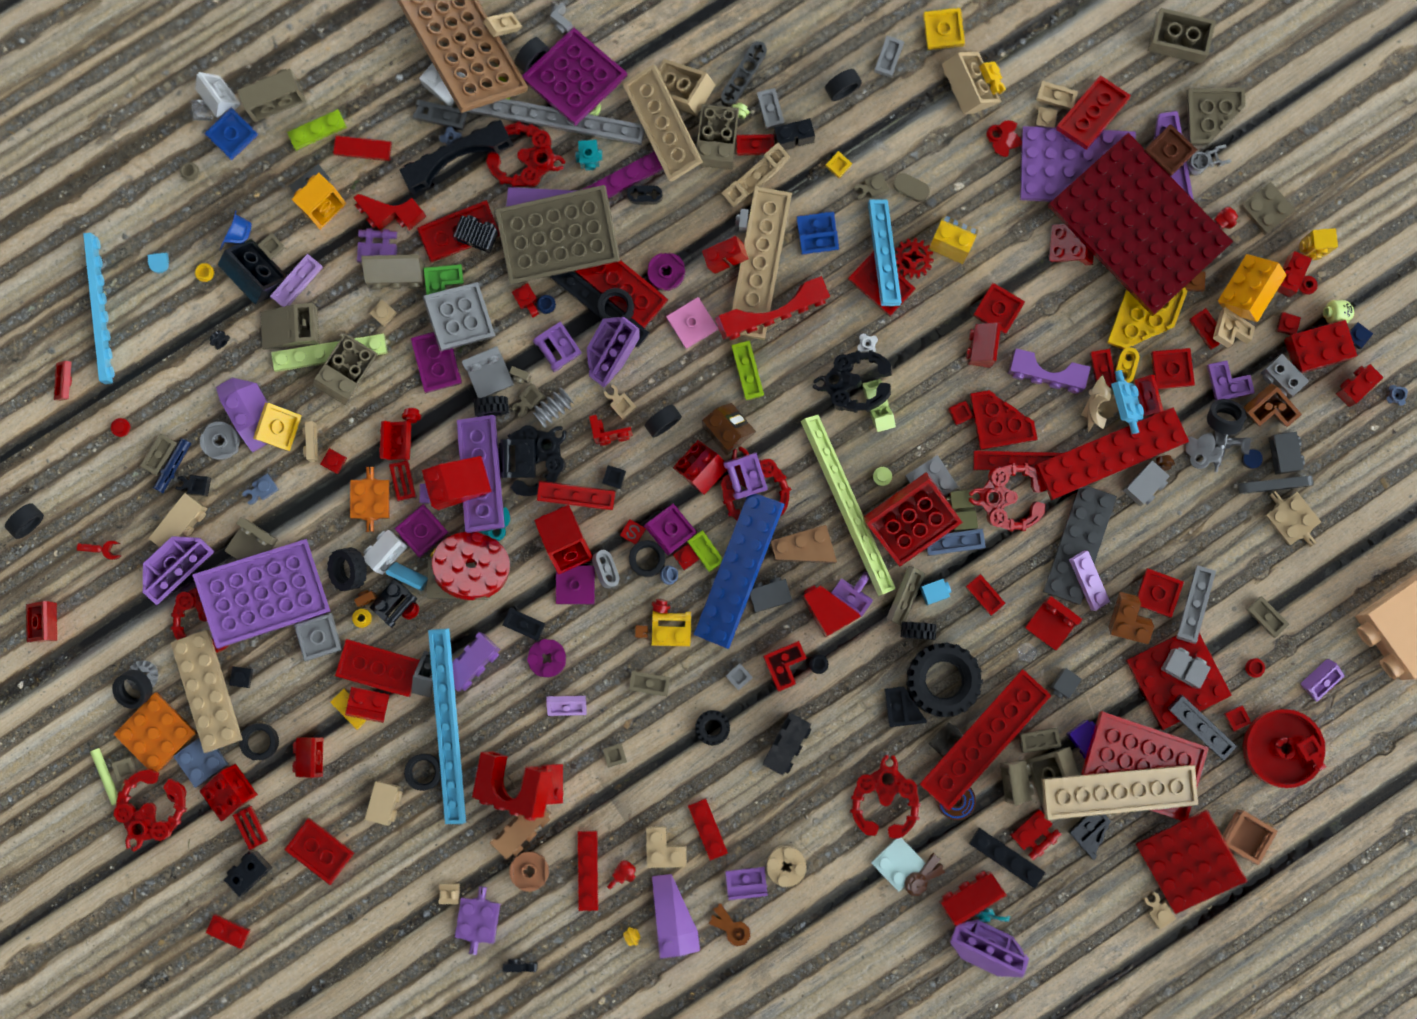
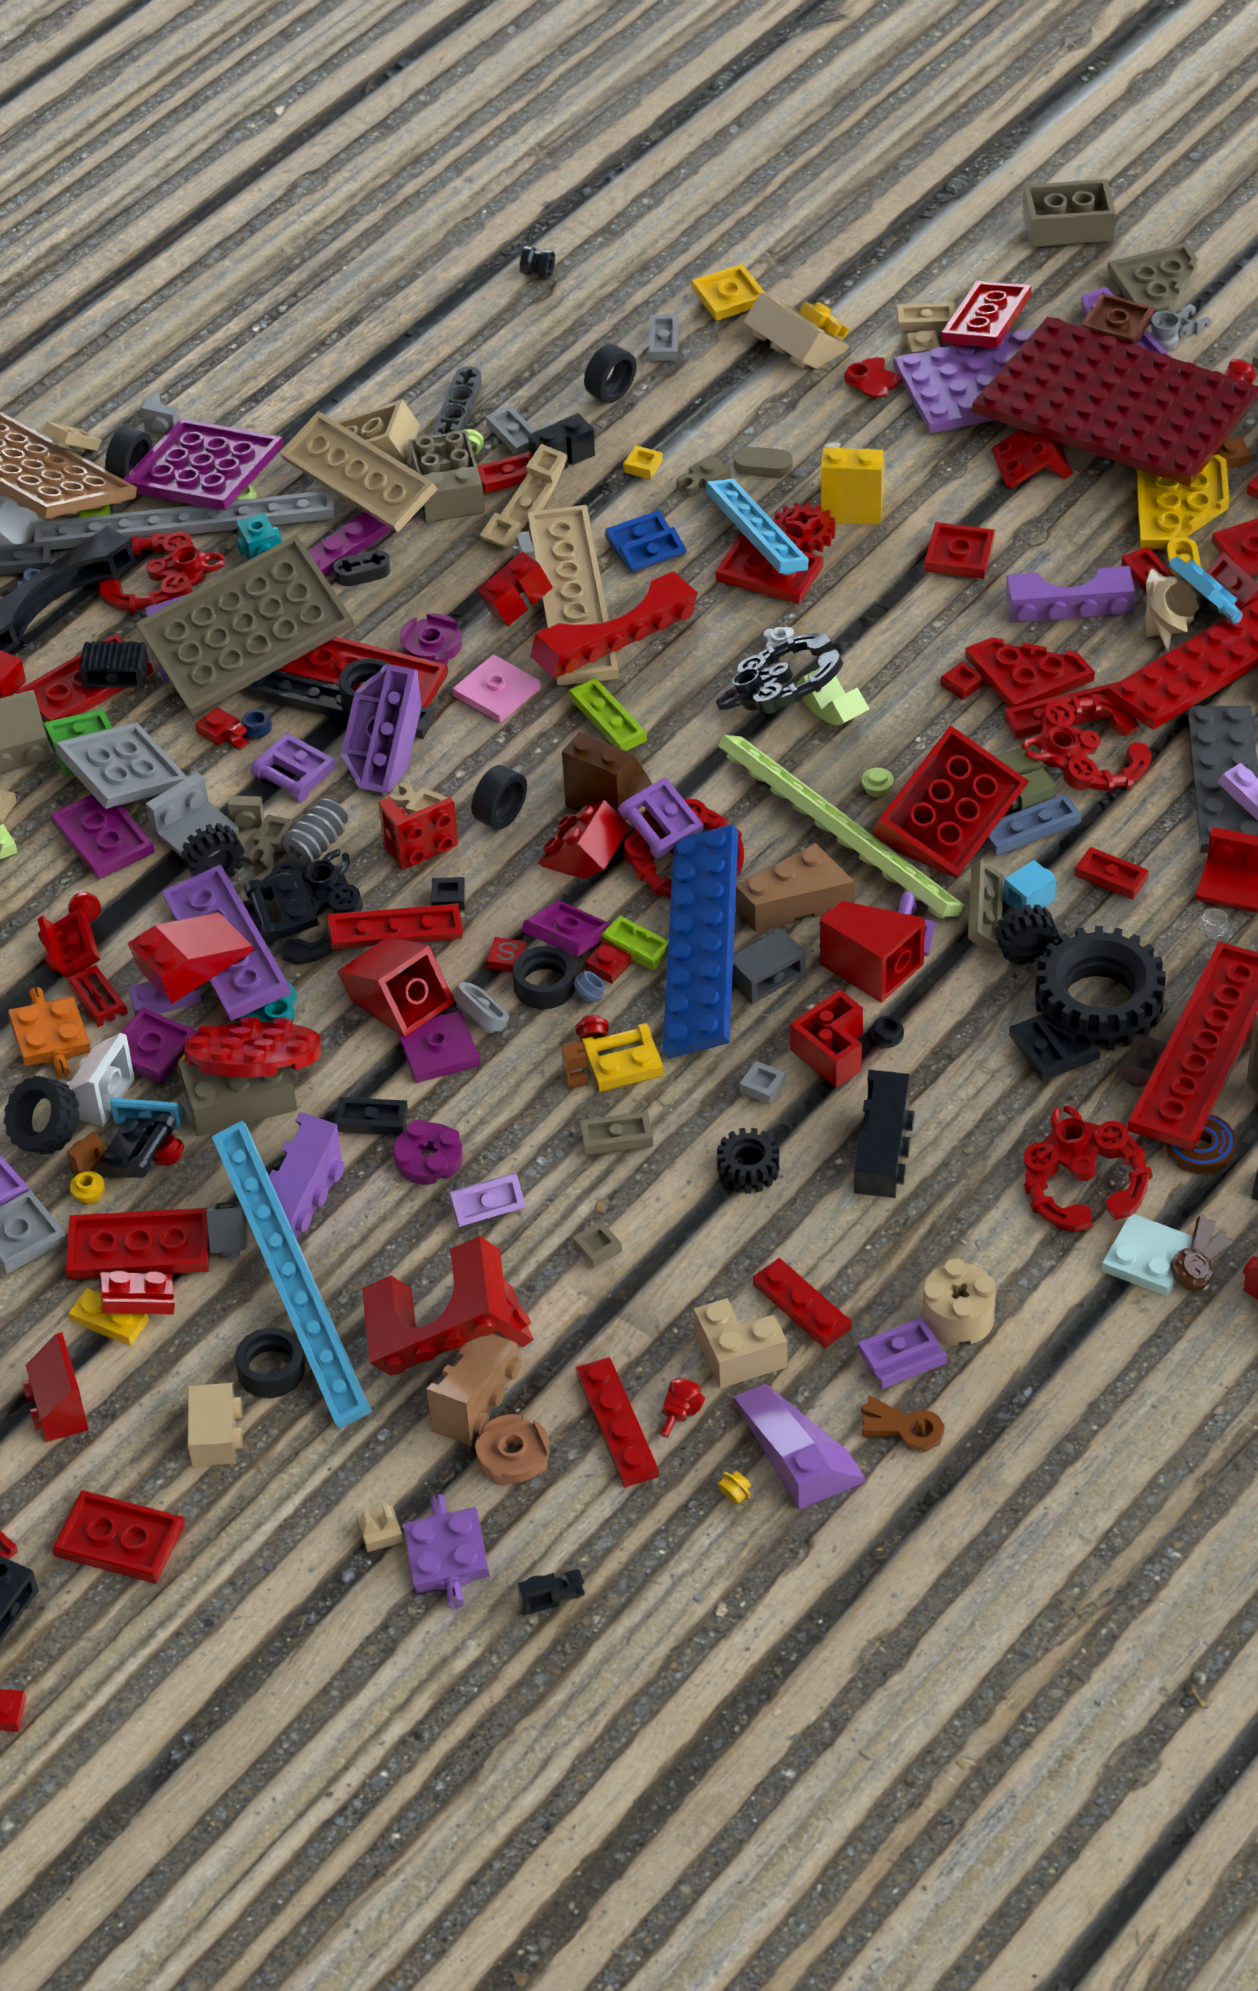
camera: 20 degrees left, 35 degrees down
(983, 344) = (958, 586): red slope -> none

